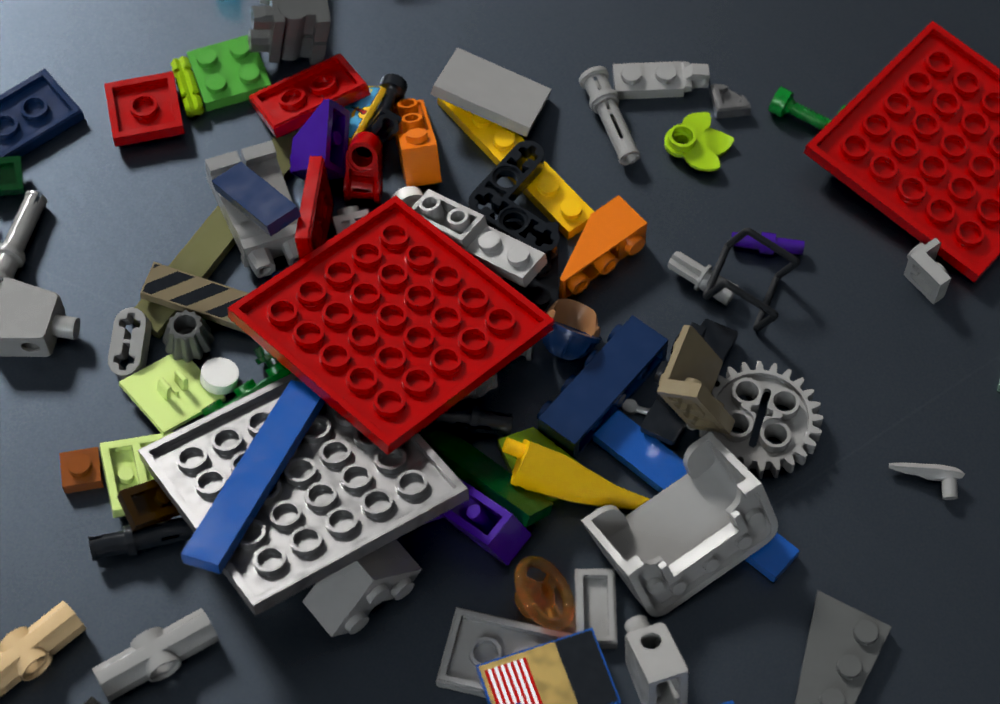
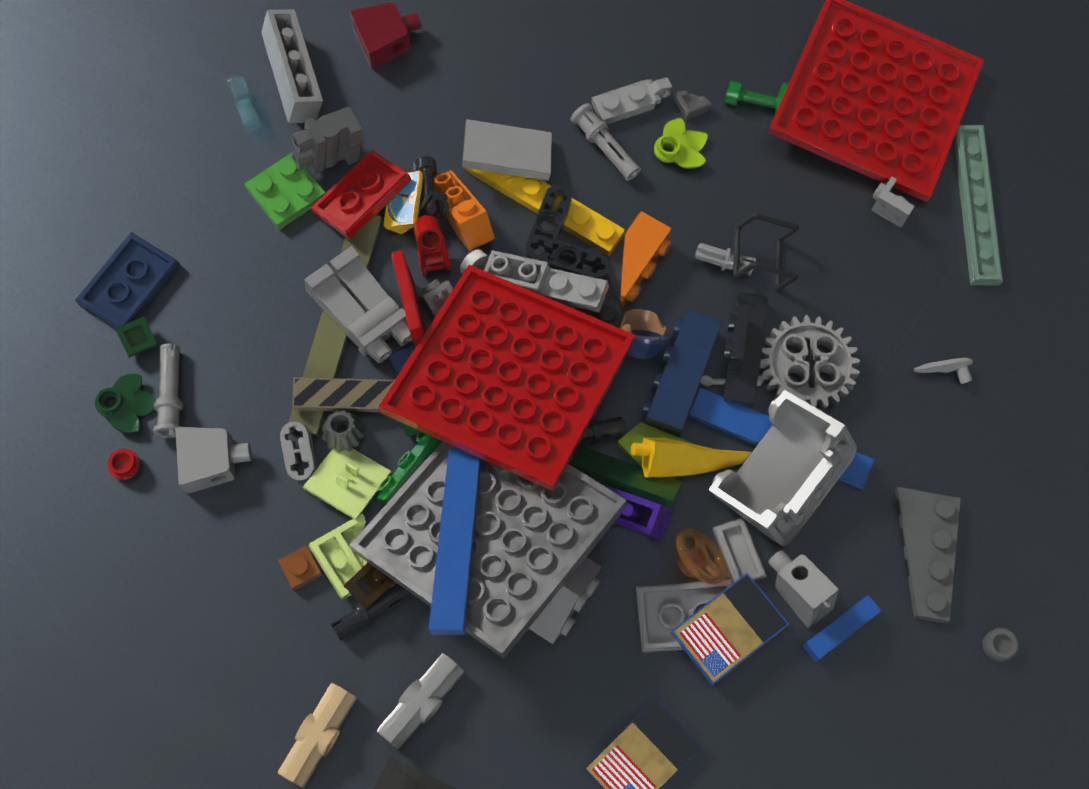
camera: 20 degrees left, 10 degrees up
(144, 108) = (229, 243): red plate -> none
(187, 86) = (256, 213): lime axle -> none
(219, 376) = (380, 455): white tile -> none
(256, 198) = (362, 303): dark blue tile -> none
(324, 136) = (389, 234): dark purple slope -> none
(690, 381) = (754, 359): dark tan bracket -> none
(791, 245) = (779, 213): dark purple bar -> none

